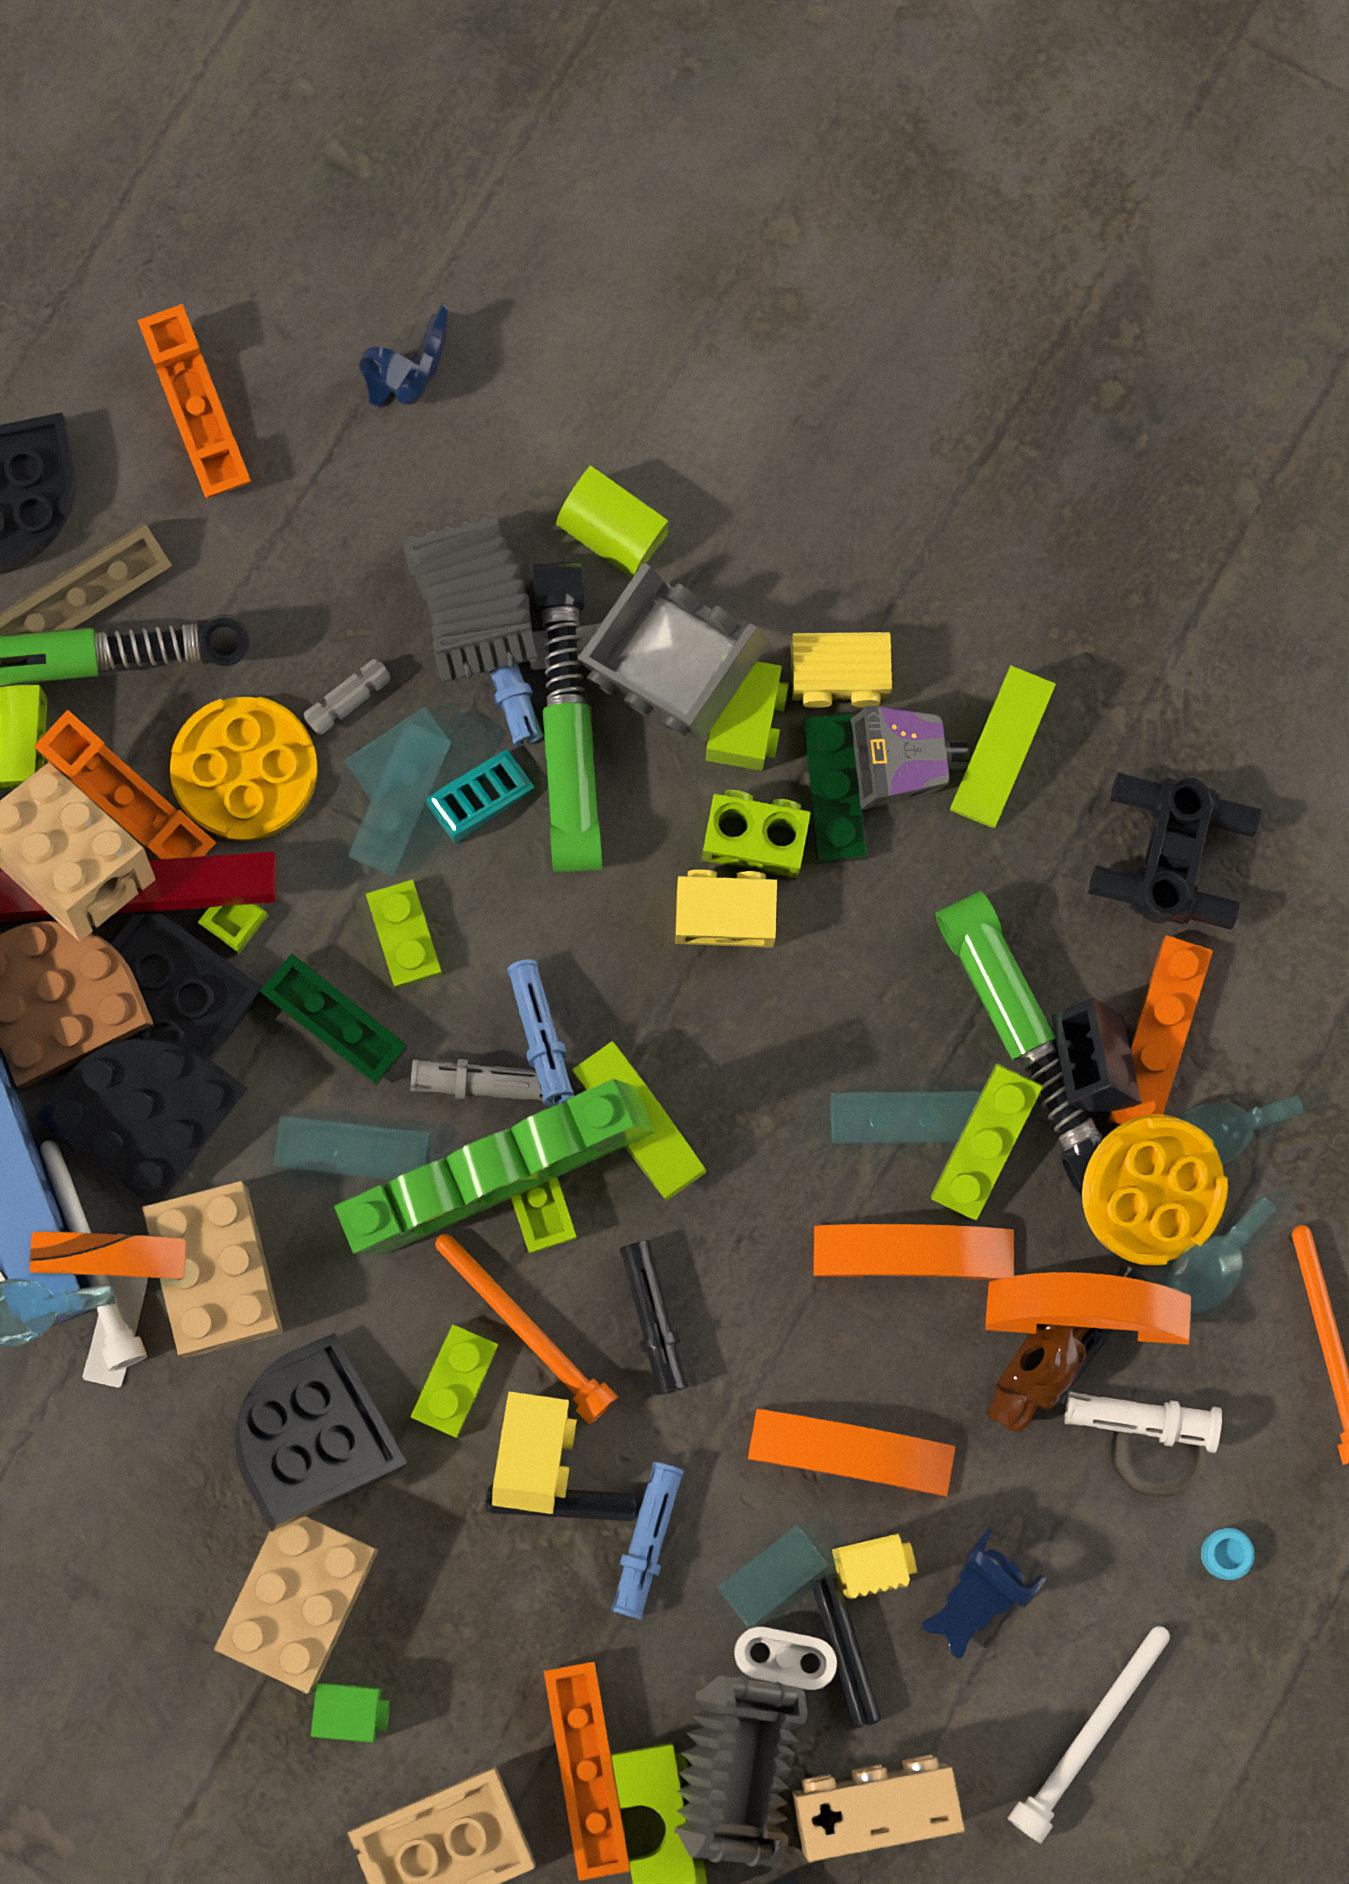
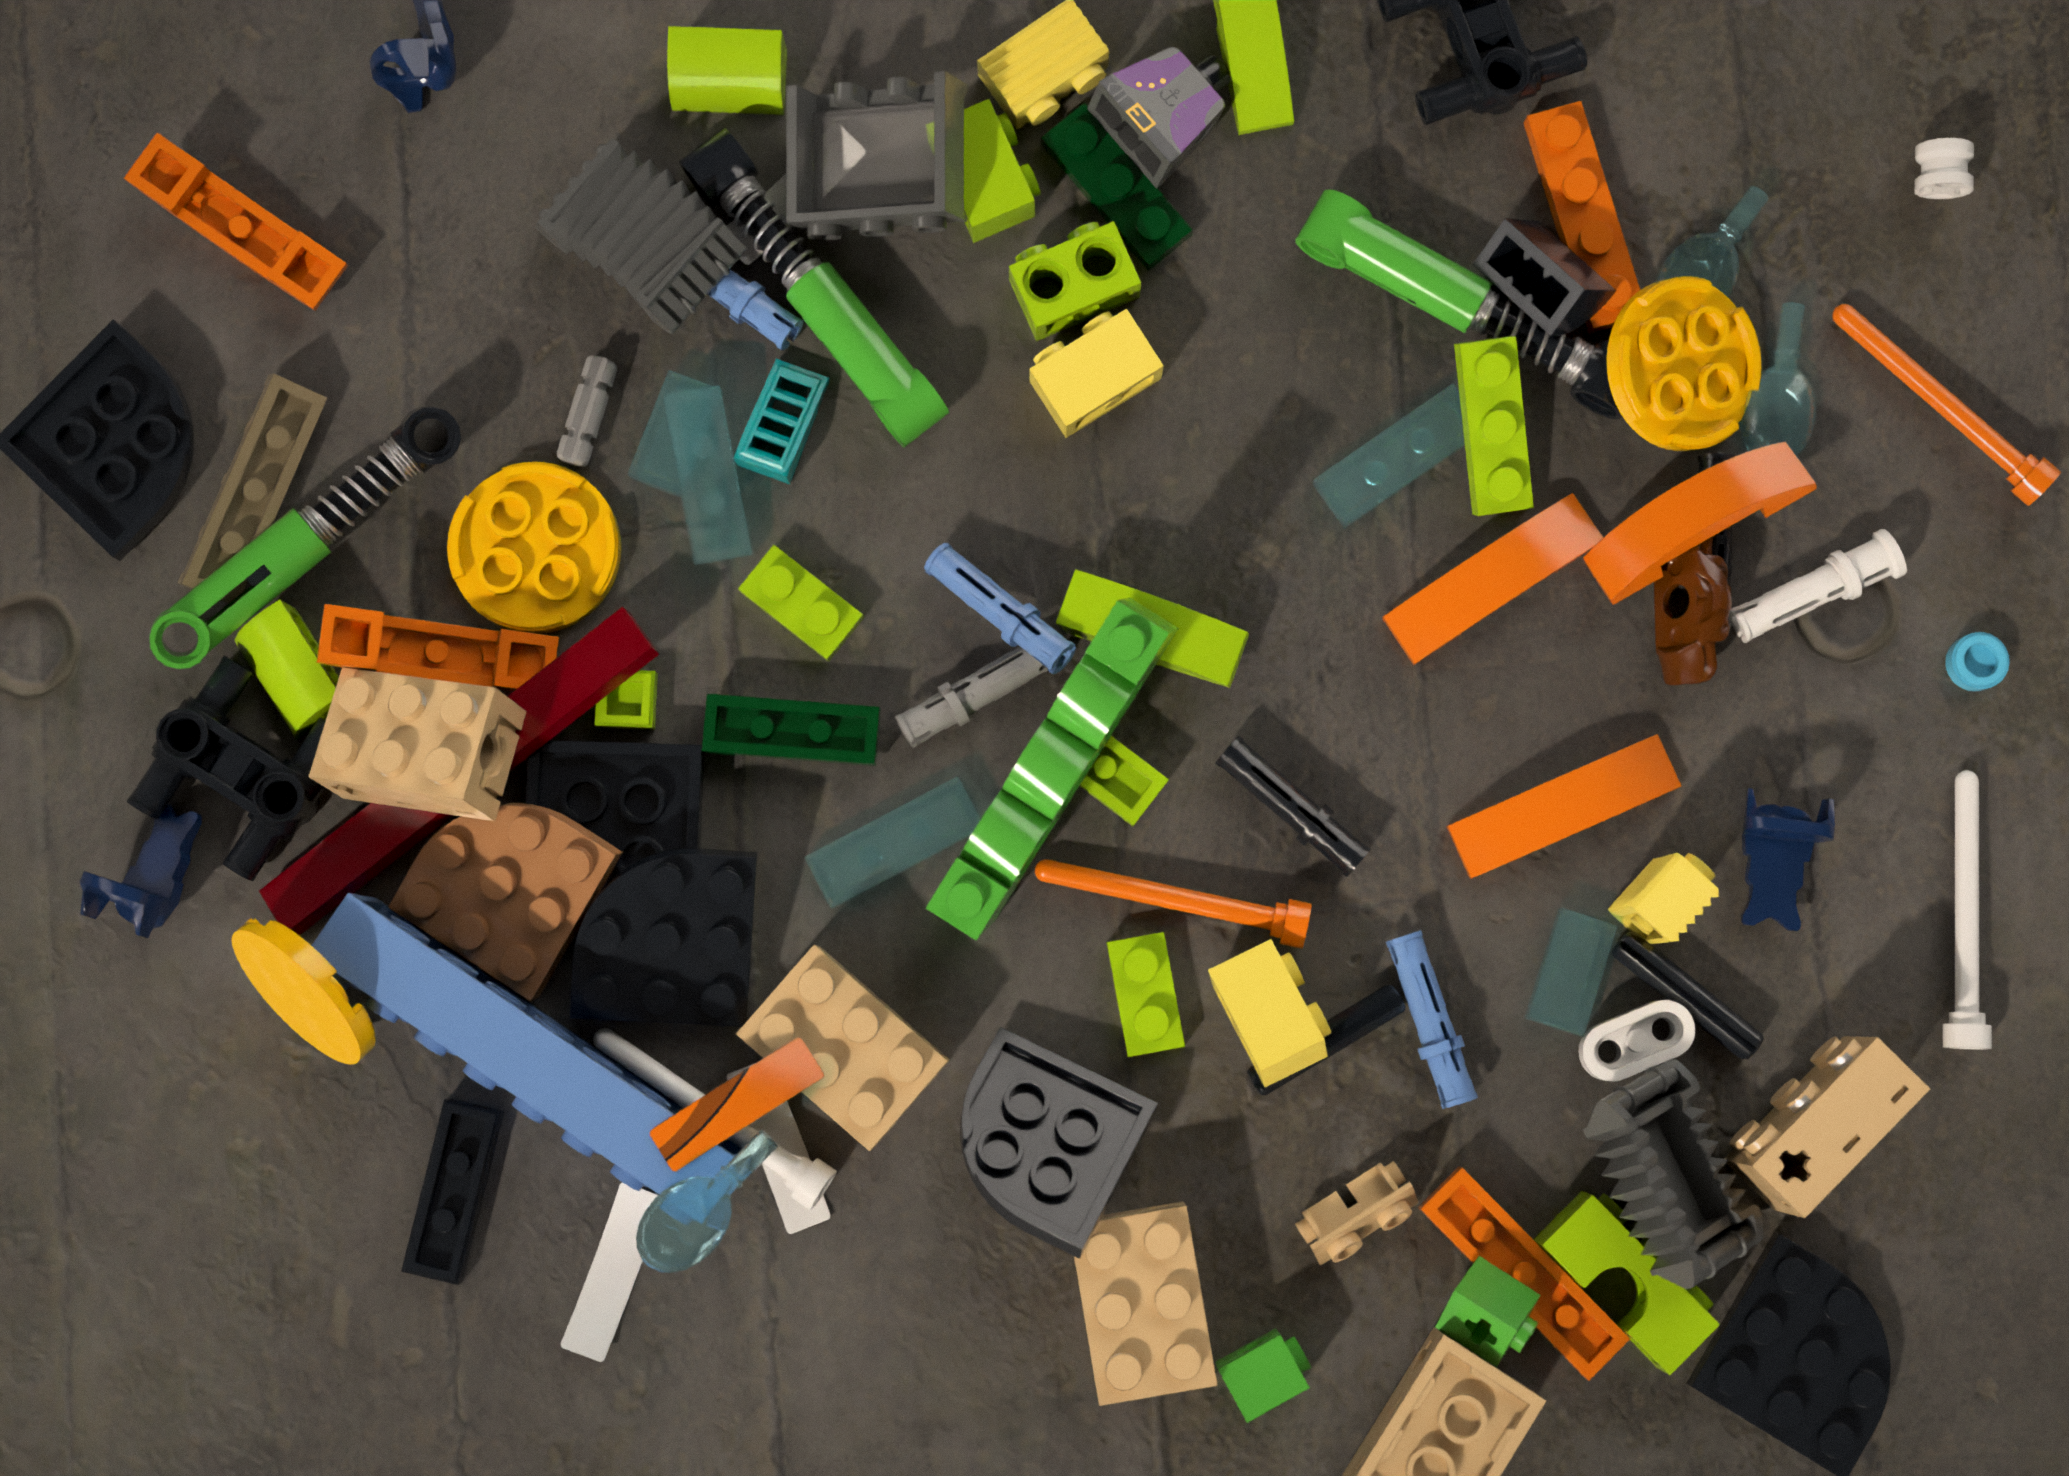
camera: 25 degrees left, 5 degrees up
(473, 1646) = (1343, 1228): none -> tan hinge
(539, 1778) = (1489, 1312): none -> bright green brick

